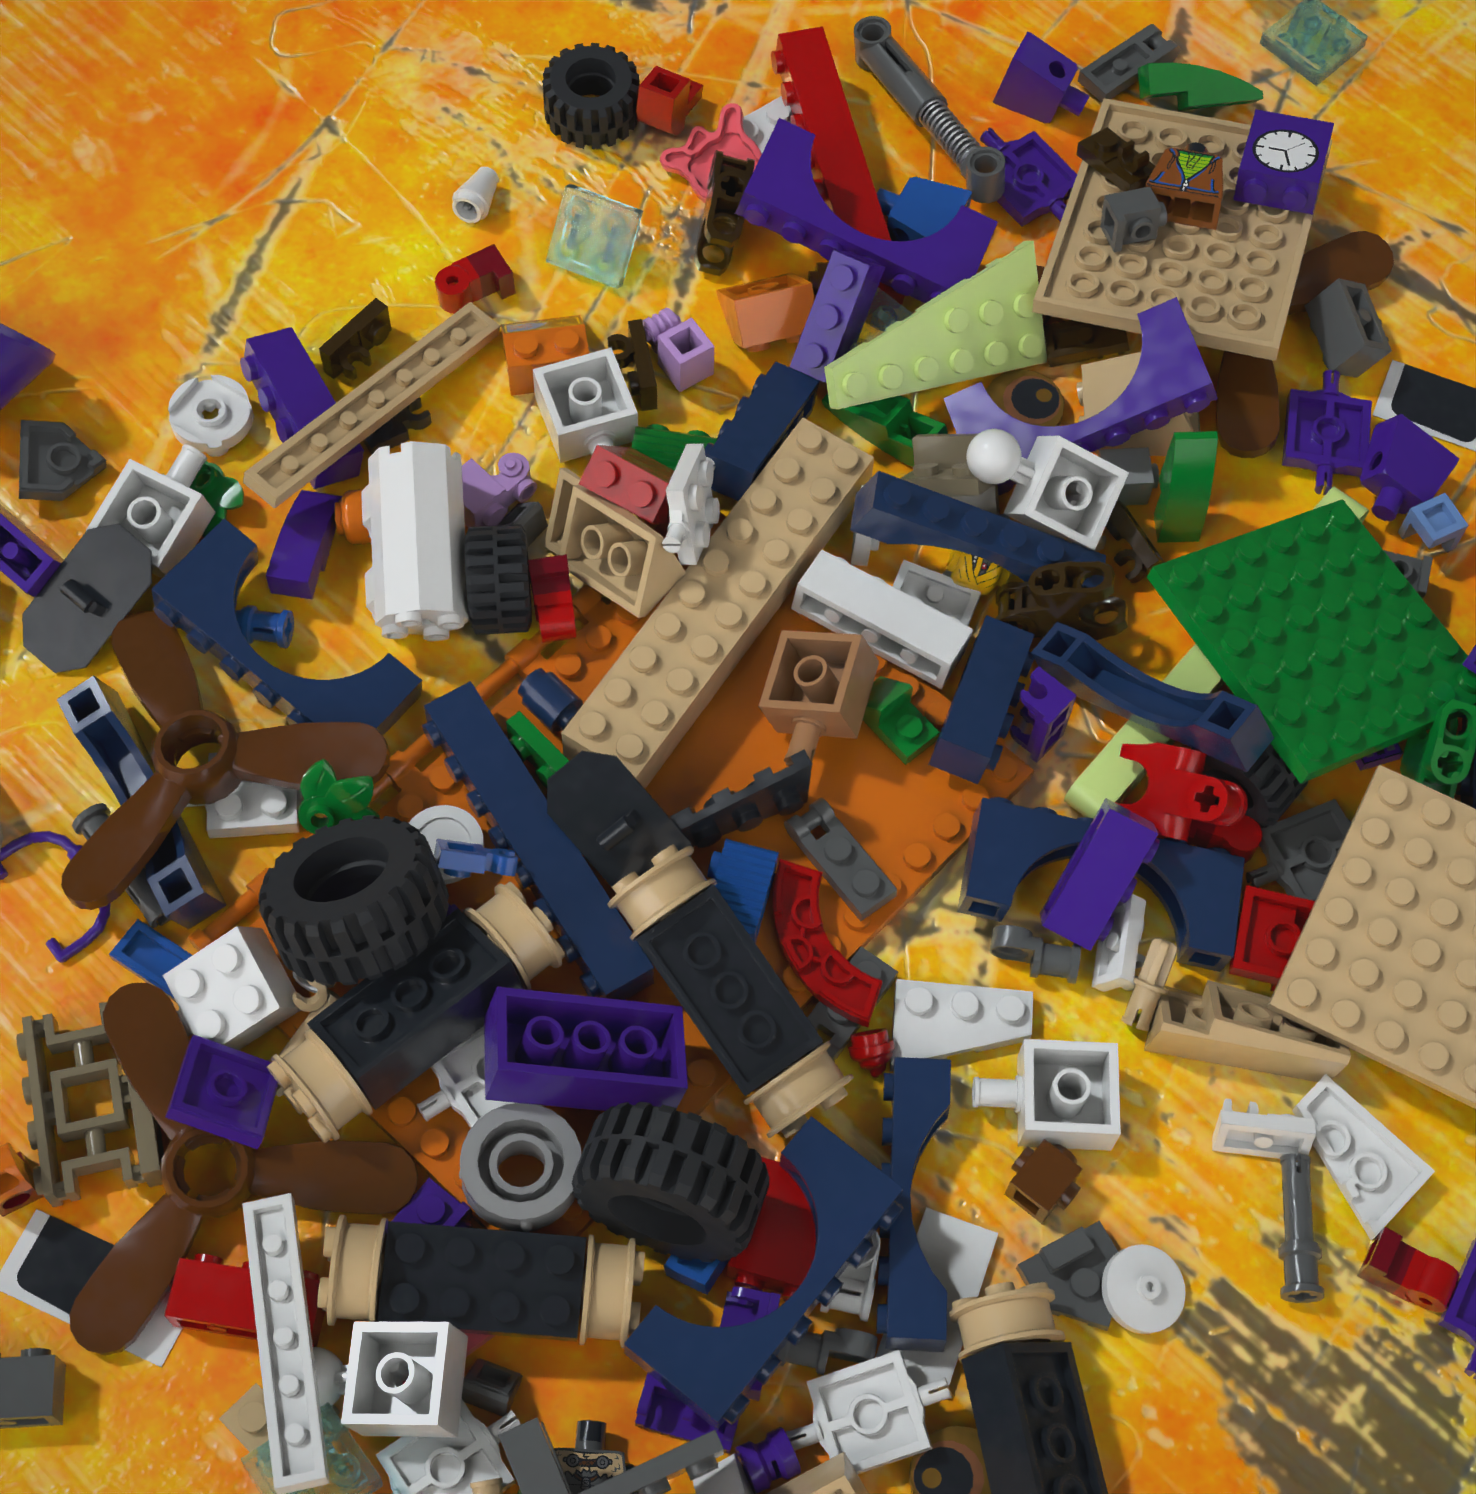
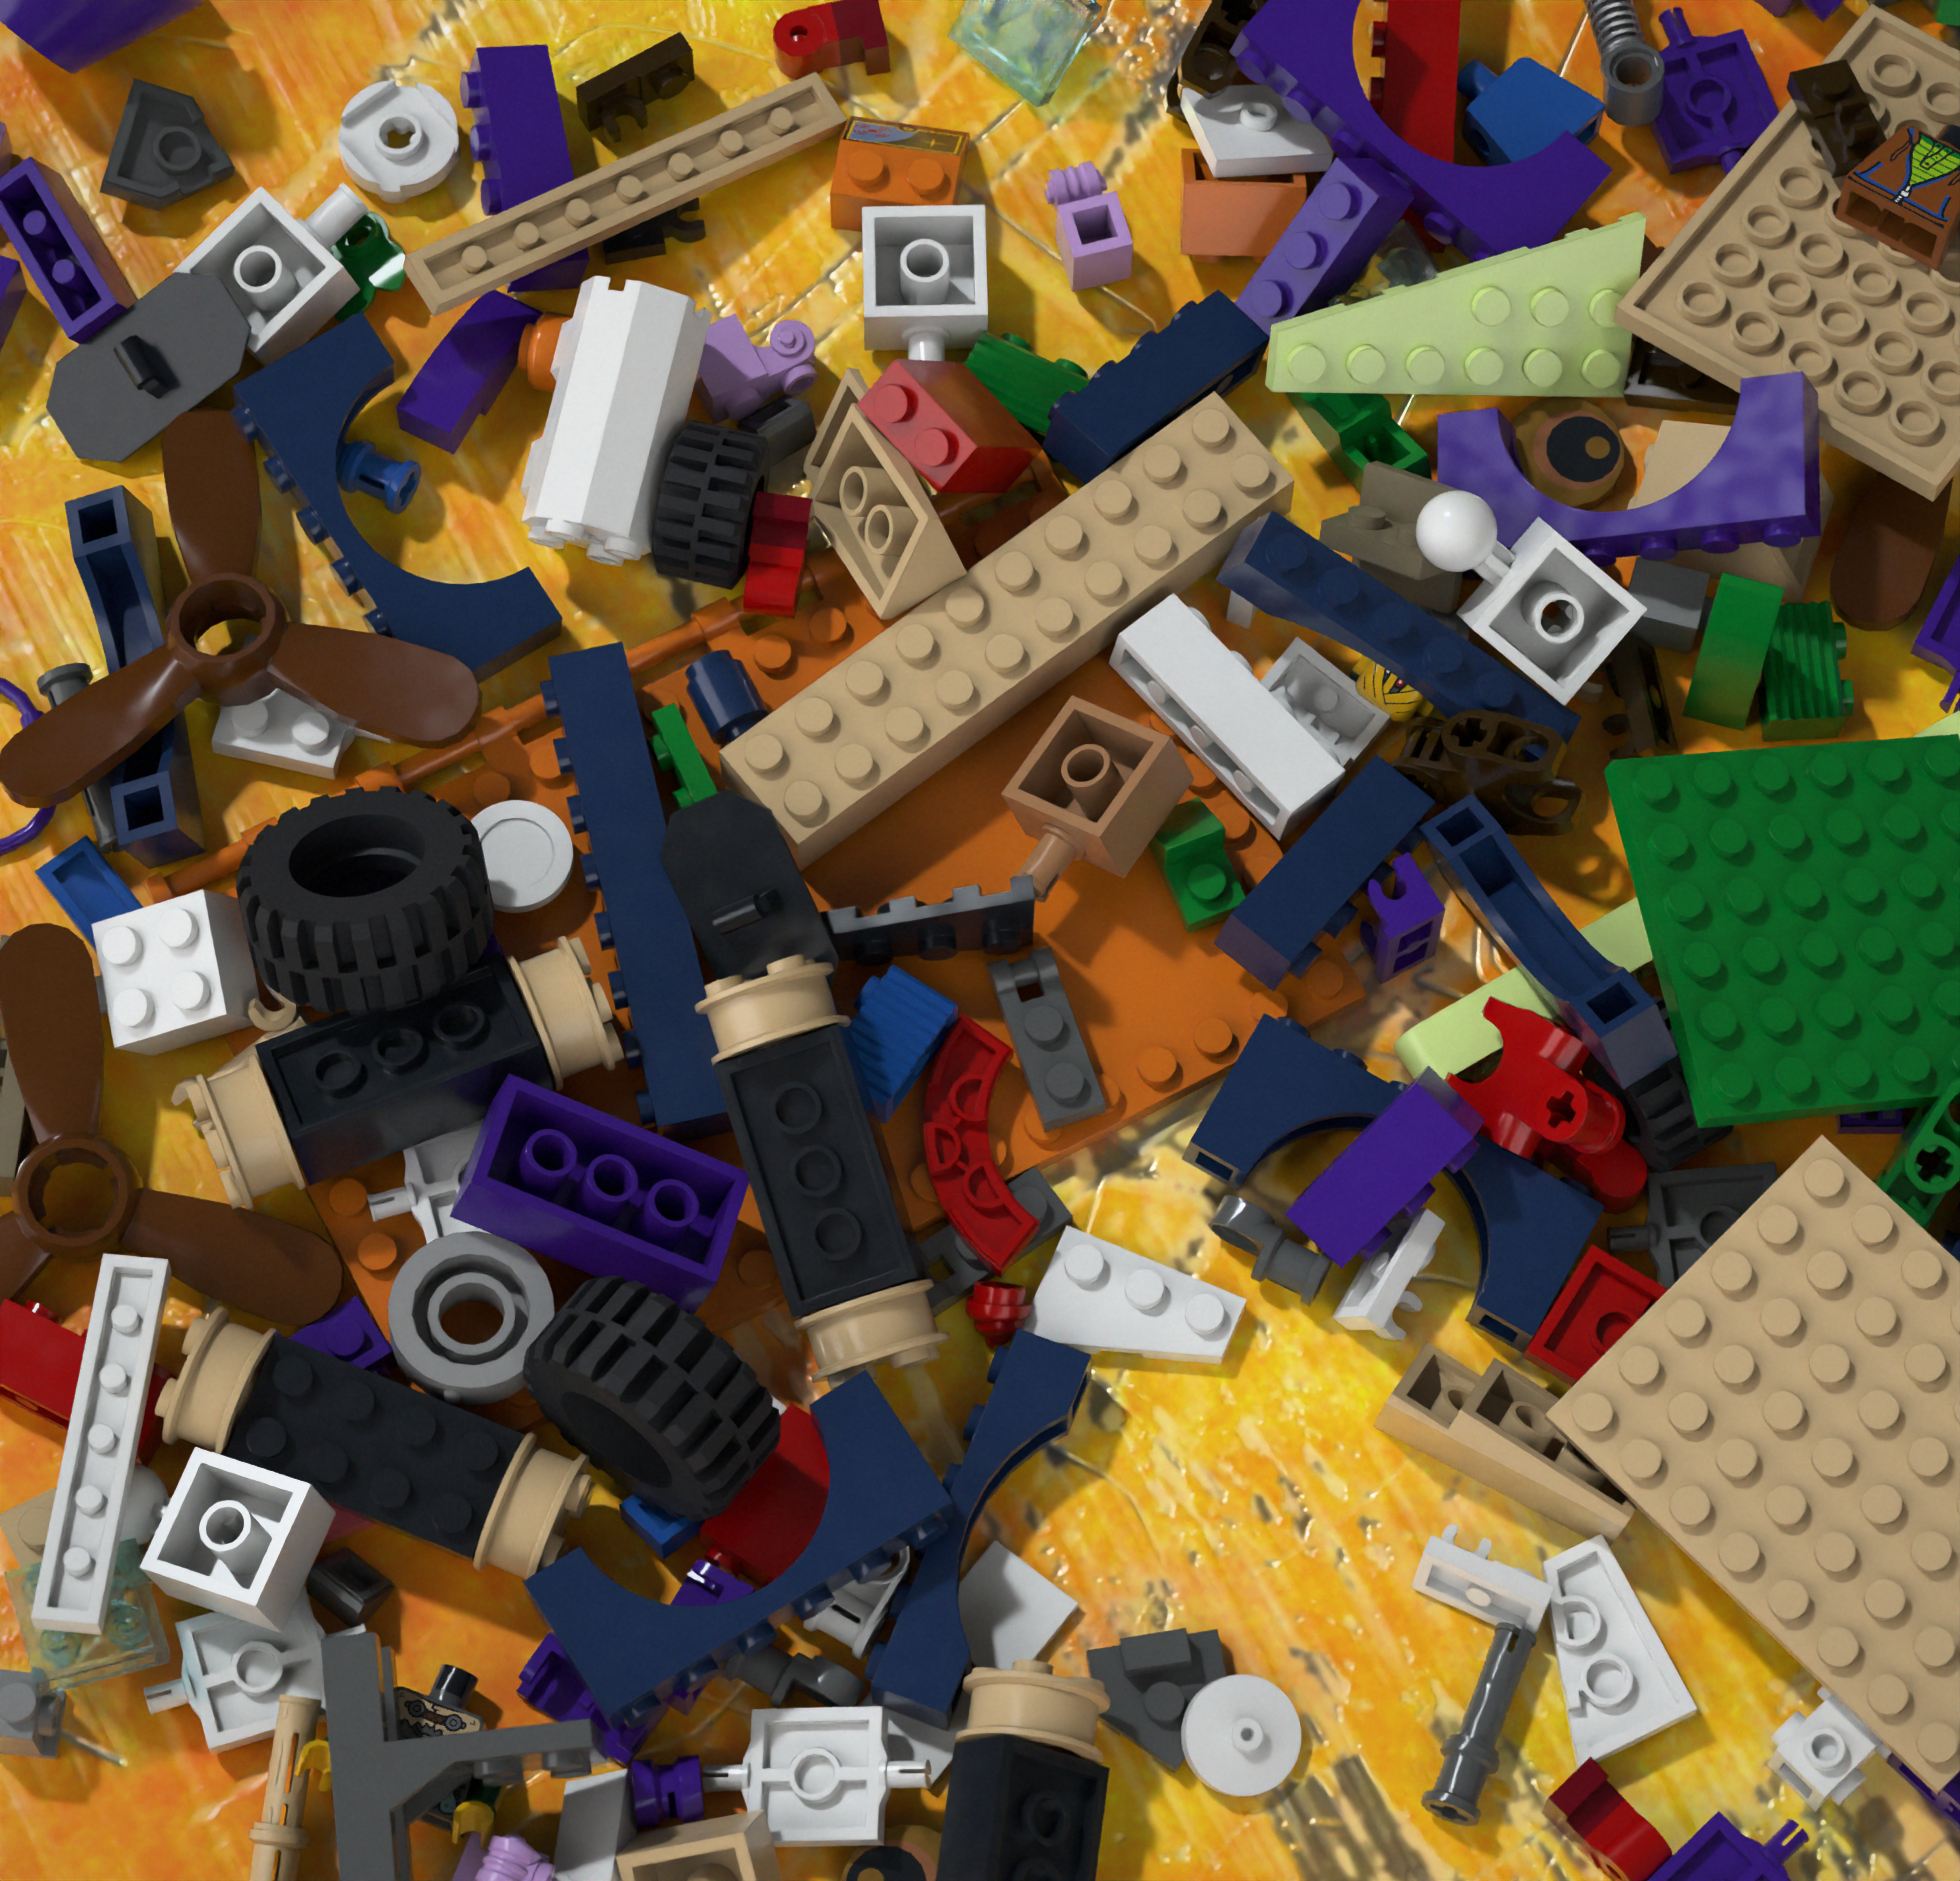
camera: 20 degrees right, 5 degrees up
(223, 1092) = (122, 1102): dark purple plate -> none
(333, 798) = (391, 754): green plate -> none
(462, 858) = (532, 887): blue plate -> none
(636, 350) = (1020, 260): dark brown plate -> none
(691, 505) = (1001, 480): white plate -> none
(763, 262) = (1253, 133): none -> white plate
(1044, 1180) = (1162, 1552): reddish brown brick -> none
(1060, 1094) = (1224, 1448): white brick -> none
(1131, 217) = (1811, 219): dark grey brick -> none
(1150, 983) = (1406, 1338): tan axle -> none
(1233, 502) = (1801, 675): none -> green brick

